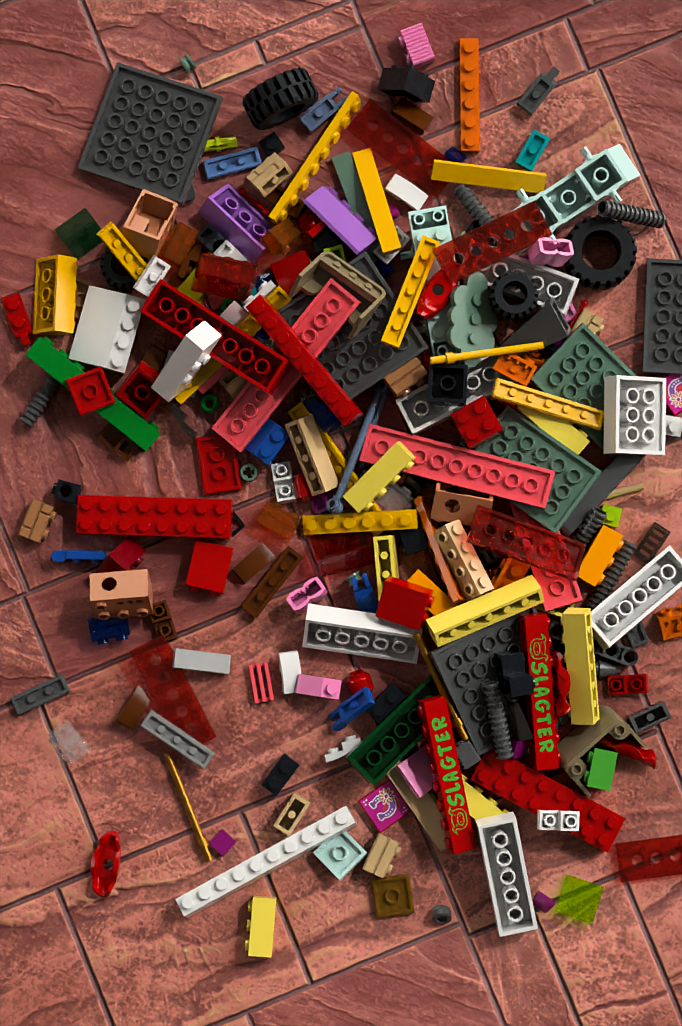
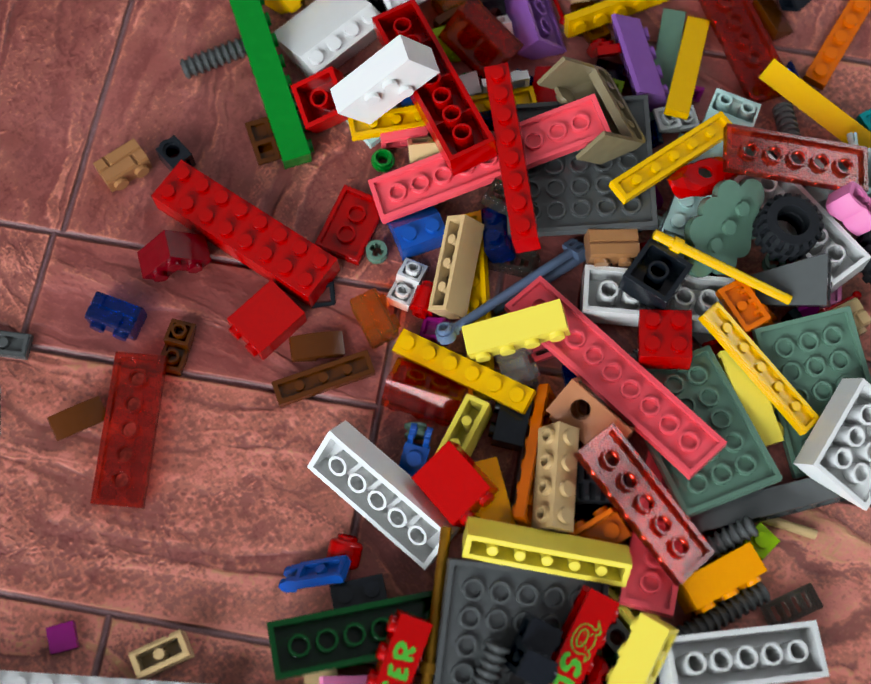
camera: 30 degrees right, 15 degrees down
(78, 555) = (134, 221): blue hinge -> none
(90, 391) = (267, 64): red tile -> none
(129, 598) = (155, 289): nougat piece -> none
(177, 739) = (96, 482): light grey tile -> none
(181, 417) = (343, 157): clear smoke slope -> none
(201, 661) = (185, 412): light grey tile -> none
(202, 842) = (40, 621): pearl gold bar -> none
(264, 698) = (227, 475): coral tile -> none
(280, 774) = (182, 599): black brick -> none
(282, 237) = (565, 41): clear orange brick -> none
(289, 668) = (275, 489): white slope -> none
(310, 593) = (358, 411): bright pink brick -> none
(318, 686) = (295, 524): bright pink slope -> none
(348, 745) = (261, 615): white slope -> none
(406, 191) = (721, 76): white slope -> none
(414, 484) = (549, 370): black plate -> none

